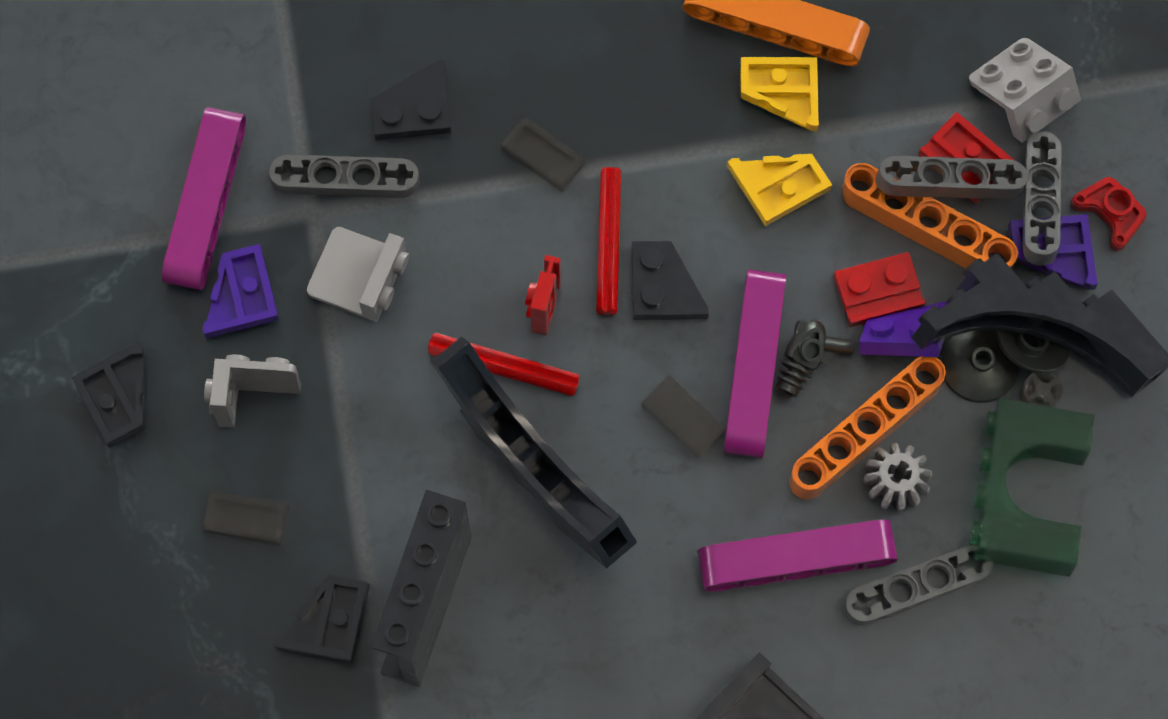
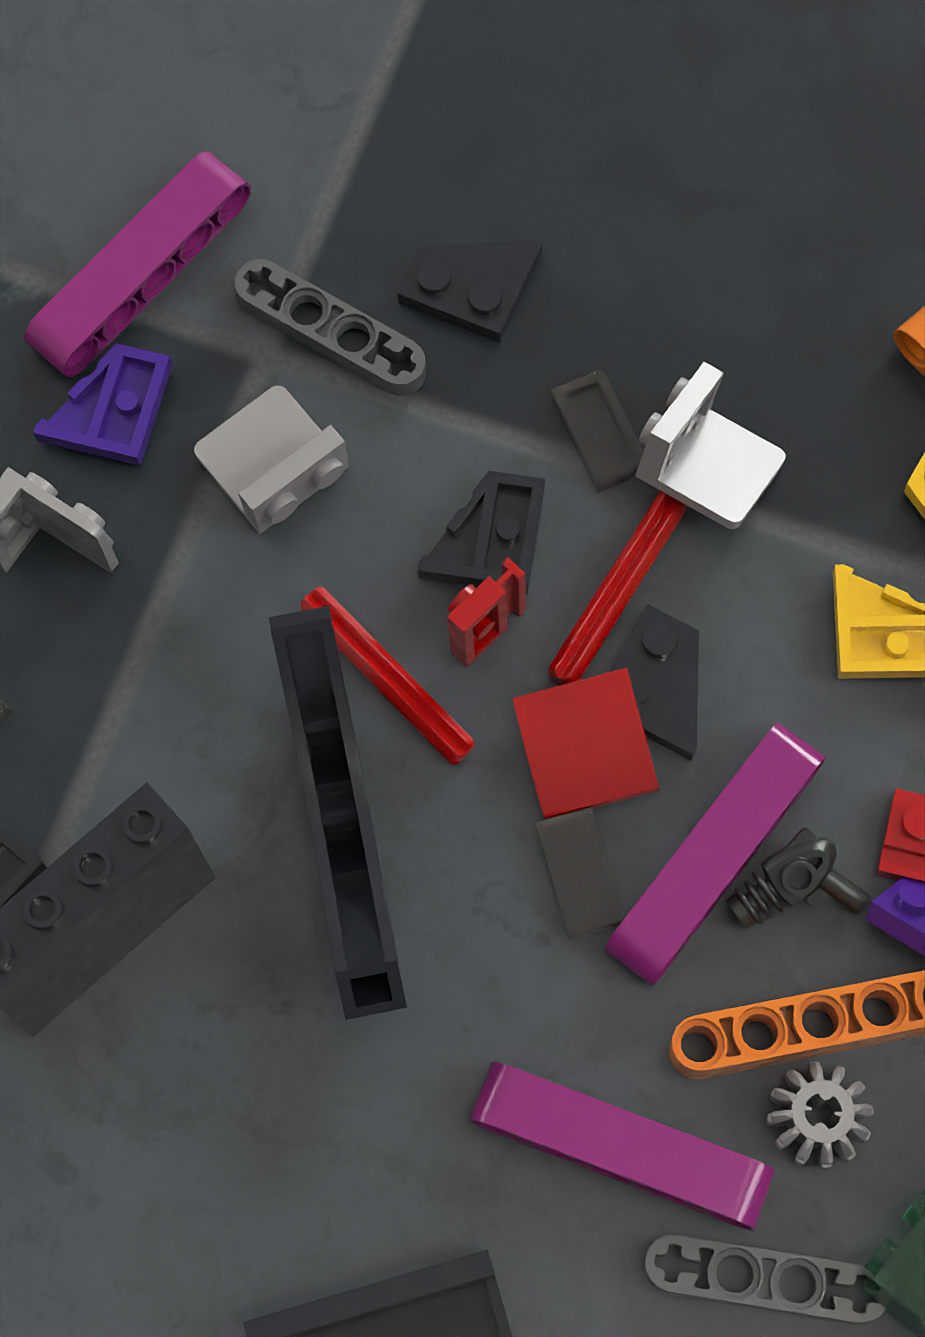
camera: 35 degrees right, 0 degrees up
(515, 248) = (493, 526): none -> black wing
(618, 137) = (706, 456): none -> bracket
(645, 340) = (586, 744): none -> red slope

